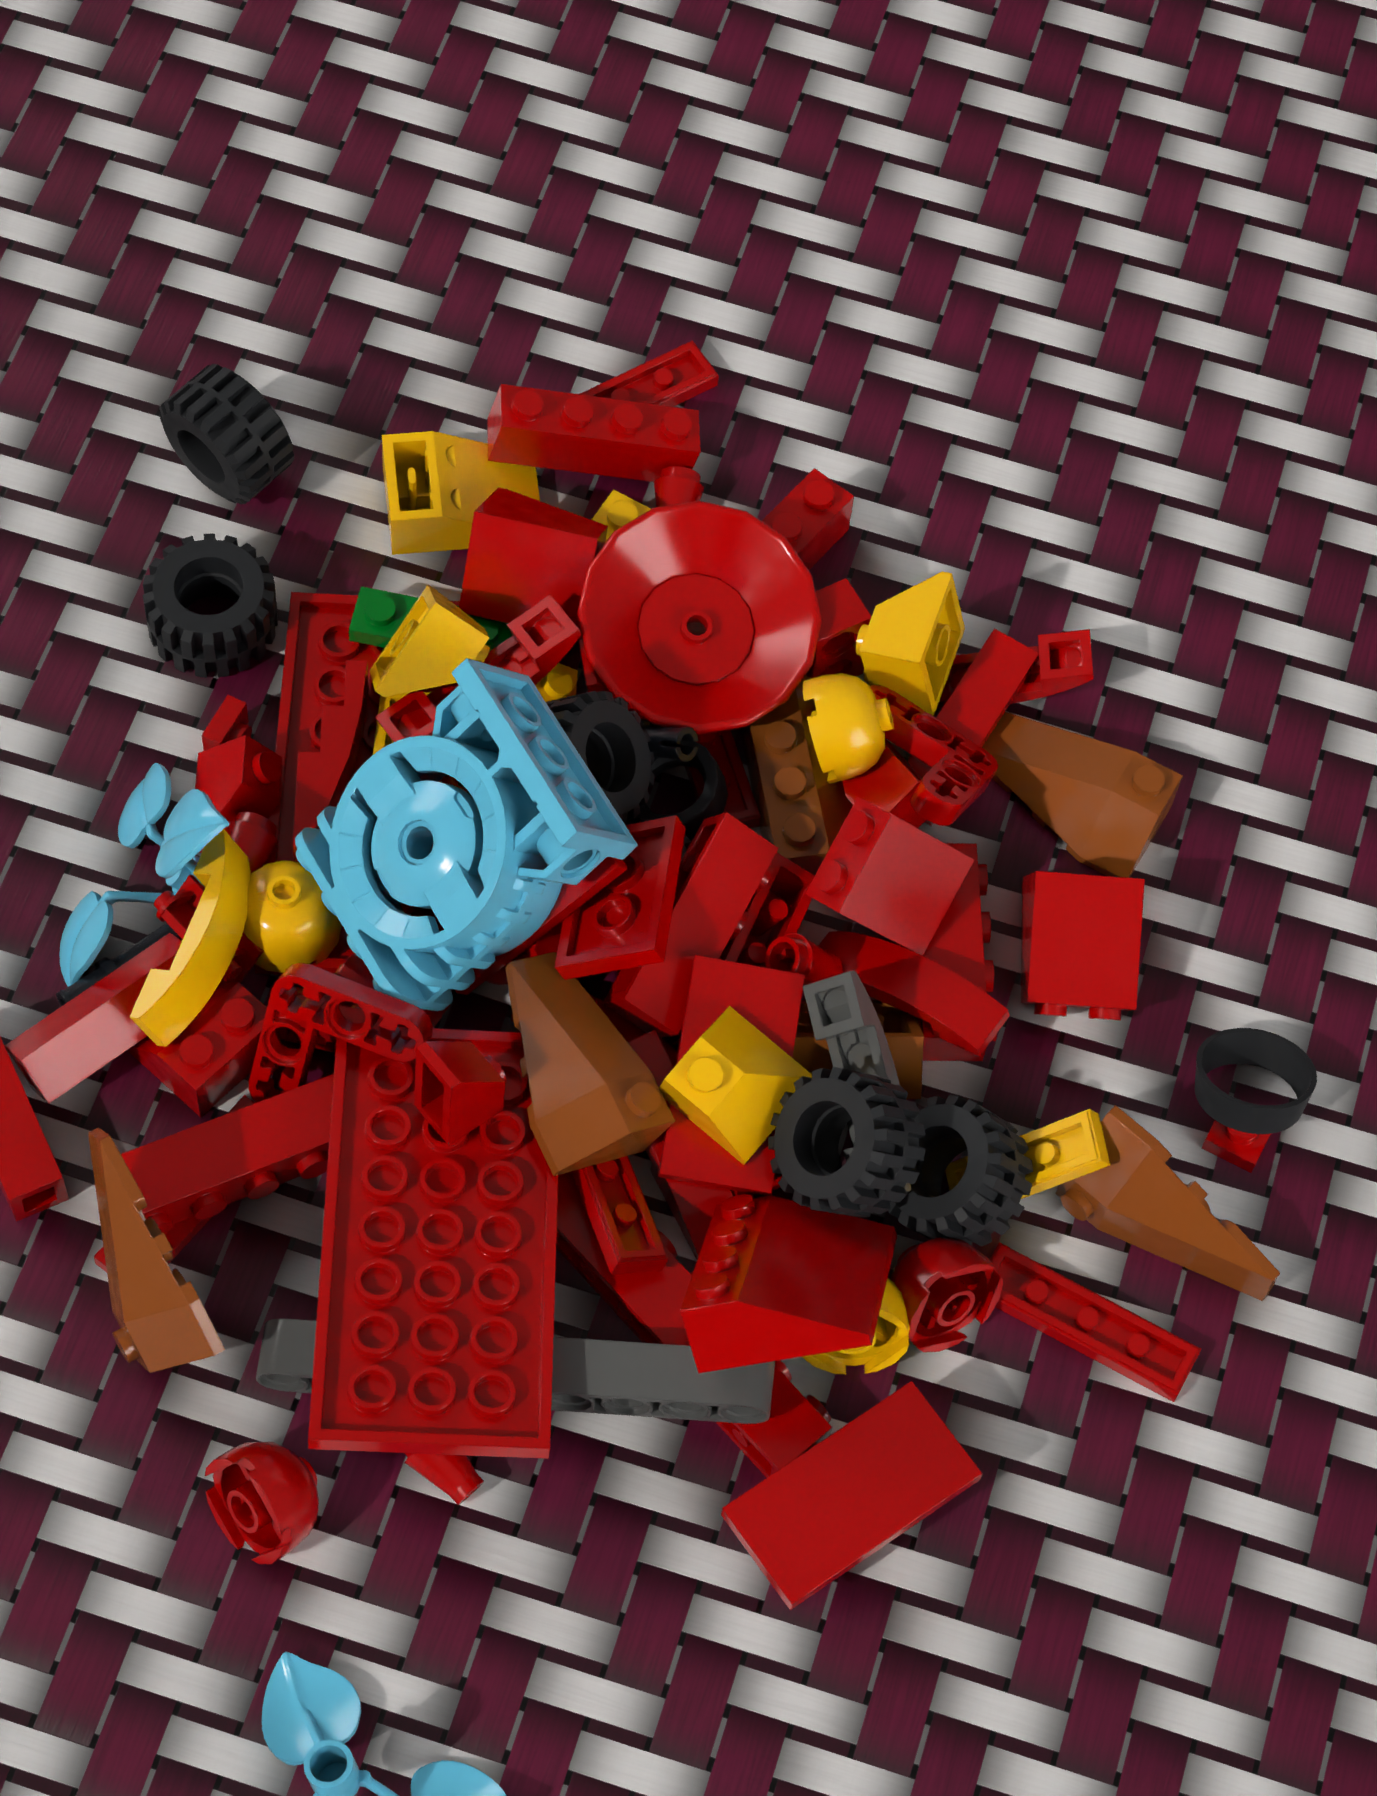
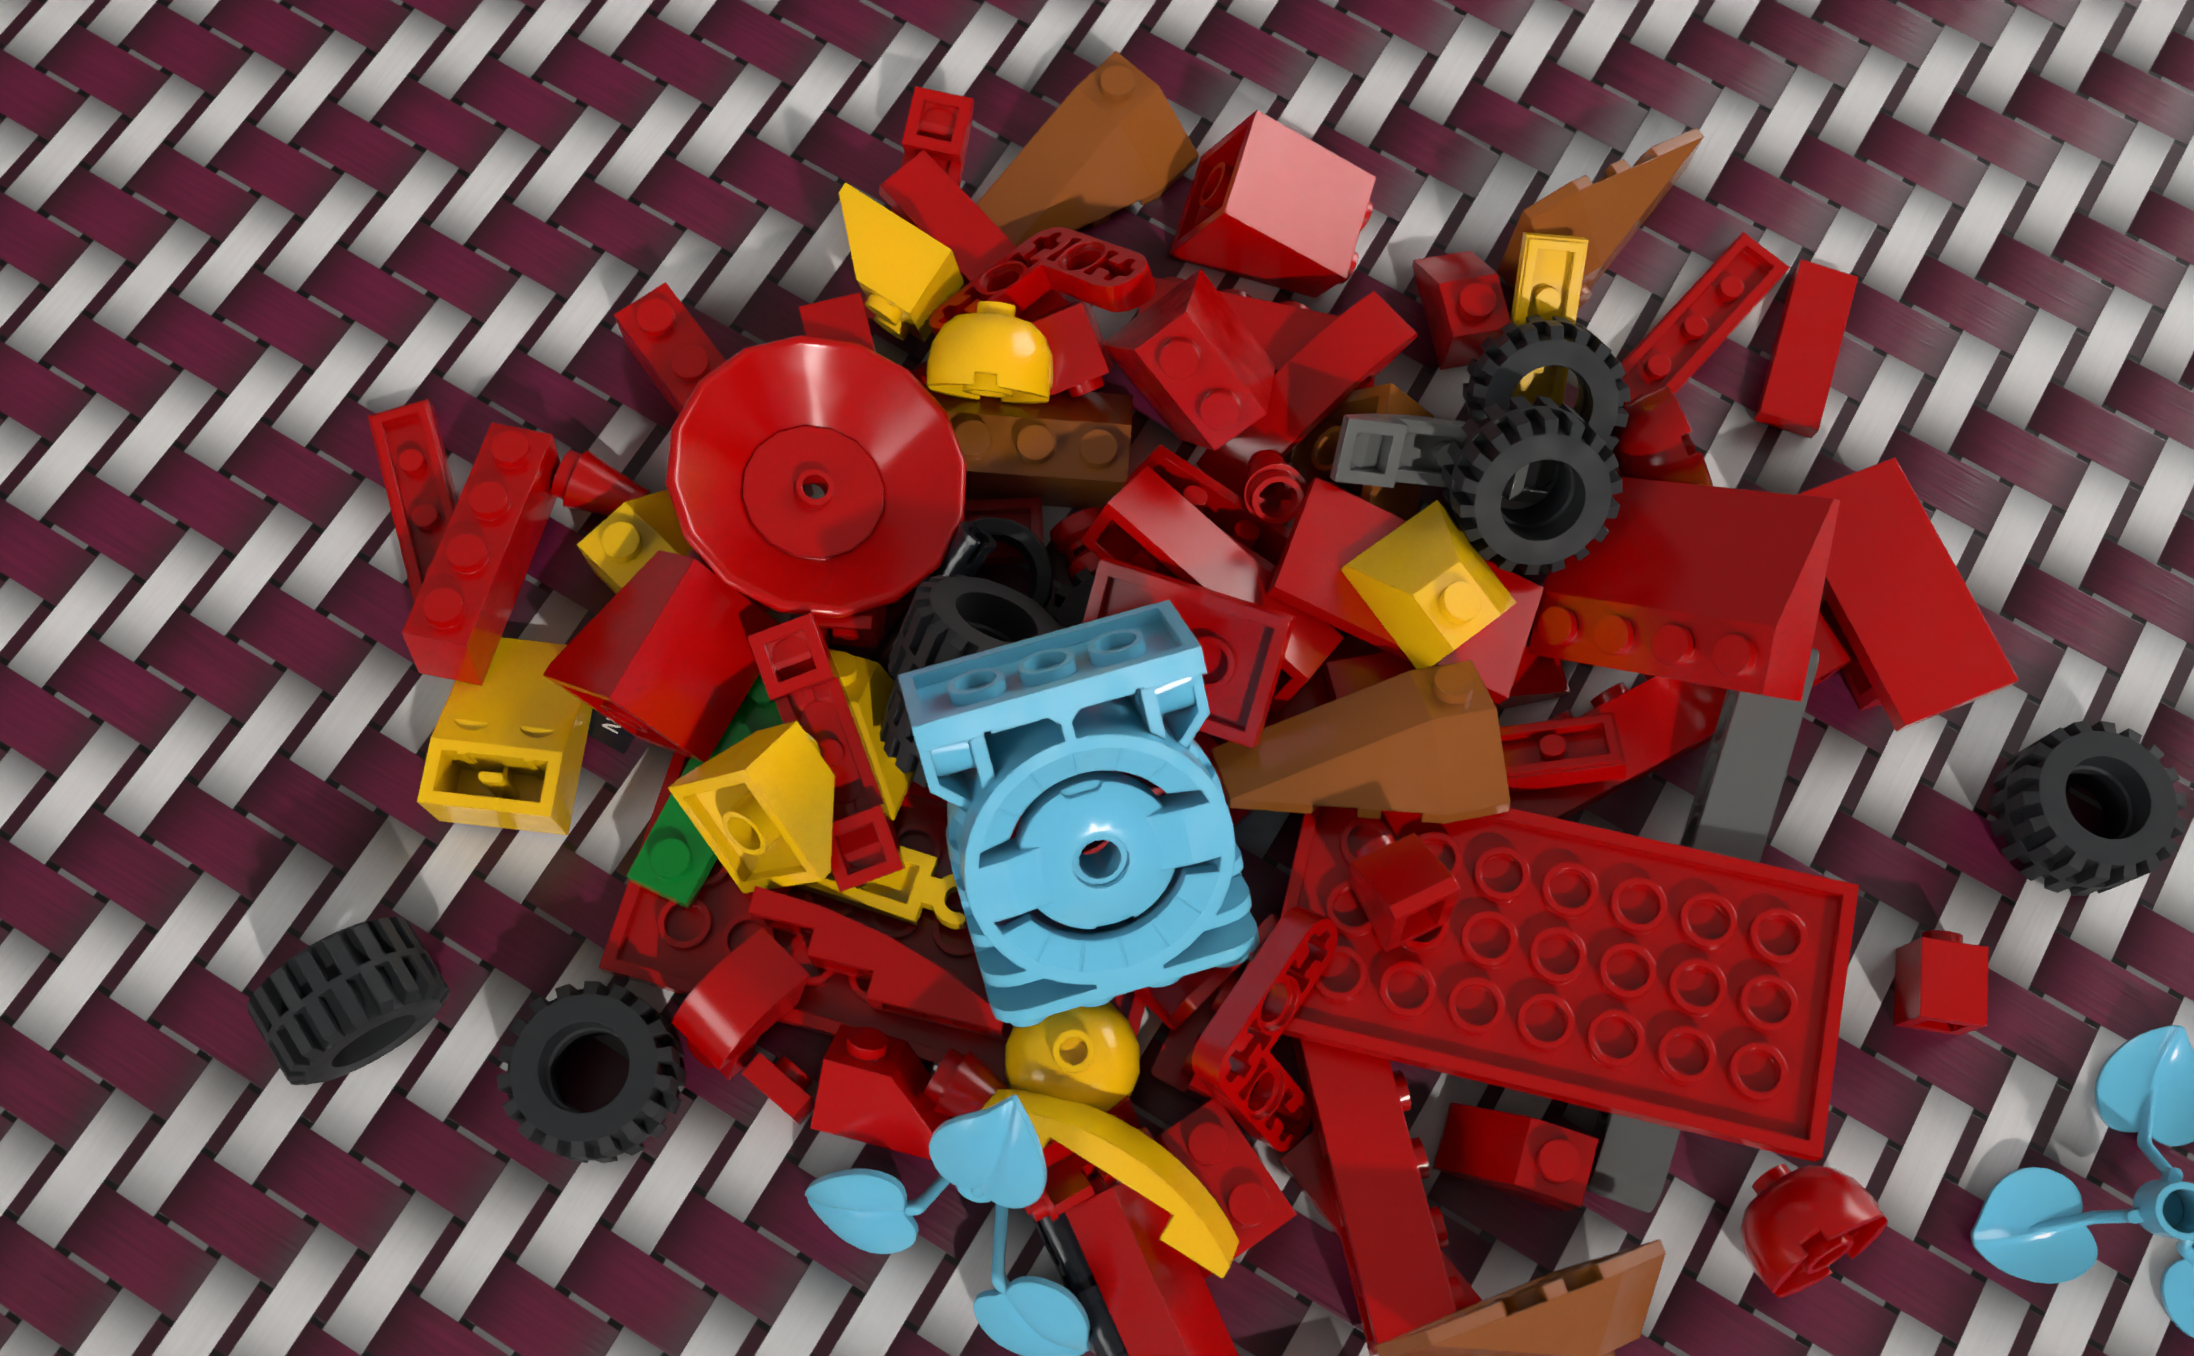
camera: 75 degrees left, 10 degrees up
(279, 677) = (740, 1003): none -> red brick
(280, 1270) = (1516, 1155): none -> red slope
(505, 1597) = (1941, 984): none -> red brick
(707, 1657) = (2124, 779): none -> black tyre
(1041, 1099) = (1460, 305): none -> red slope
(1100, 1424) = (1806, 349): none -> red tile
(1235, 1146) = (1510, 132): red plate -> none
(1261, 1050) = (1463, 54): black tyre -> none

